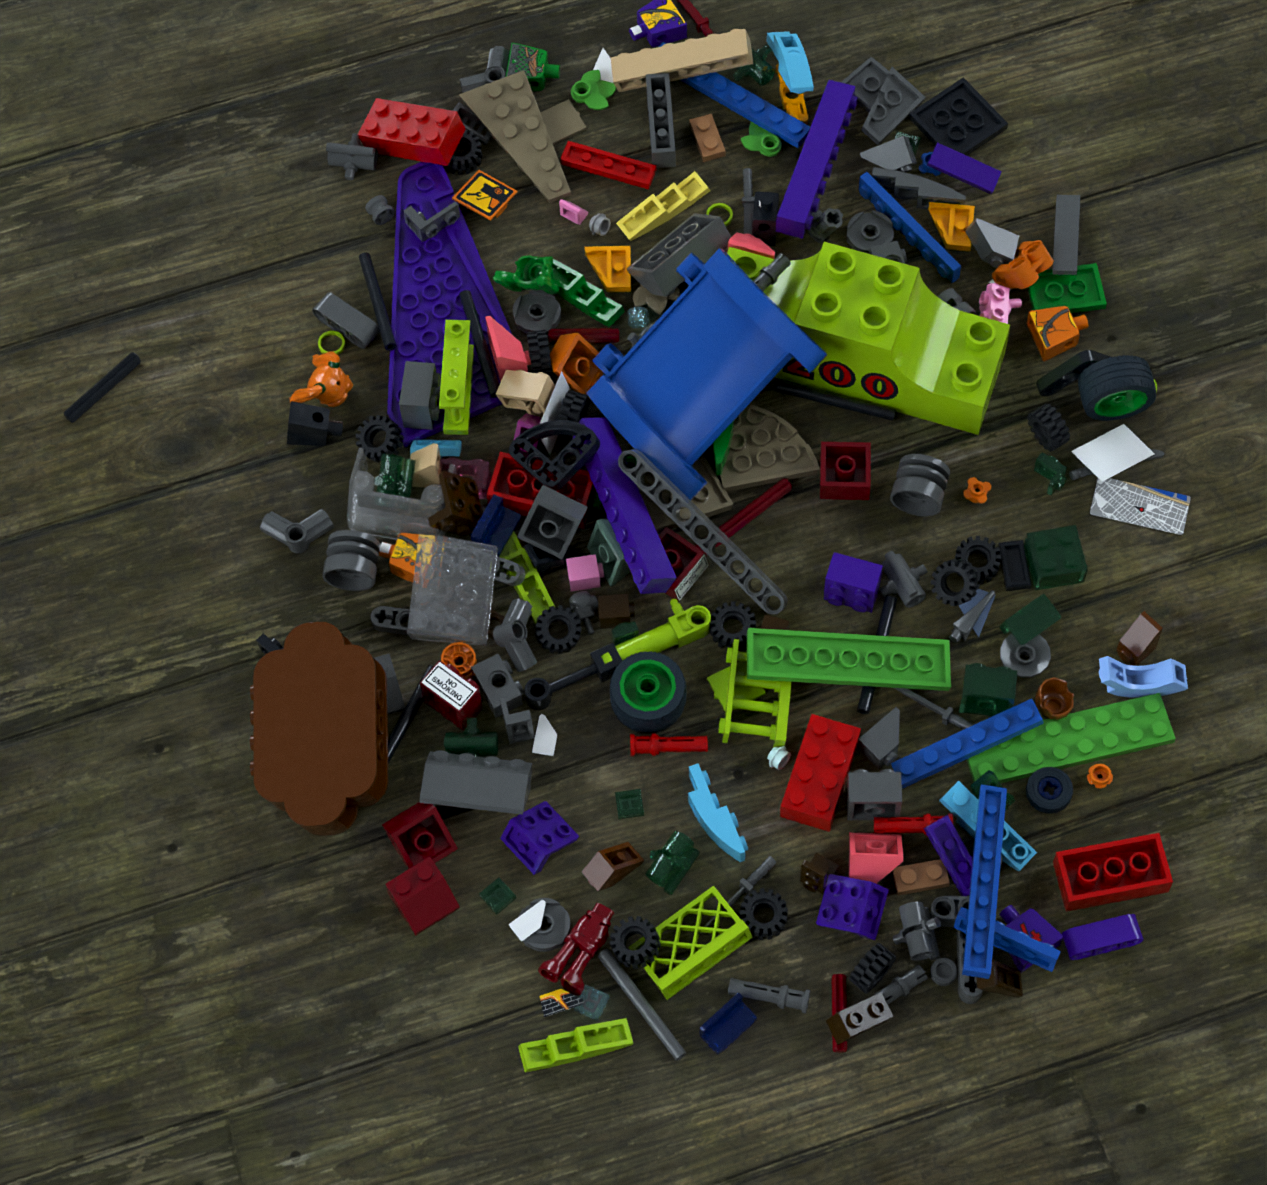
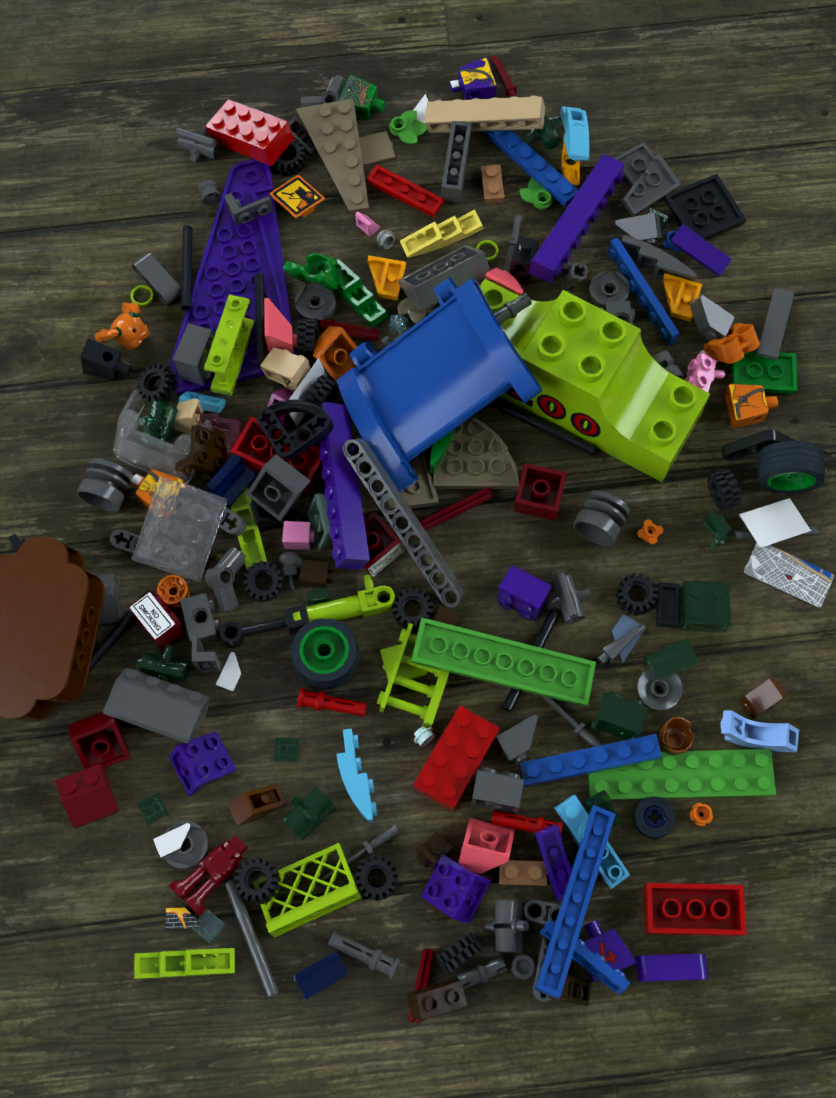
camera: 10 degrees right, 5 degrees up
(285, 531) = (59, 448): dark grey piece -> none
(940, 582) = (625, 611): black tyre -> none

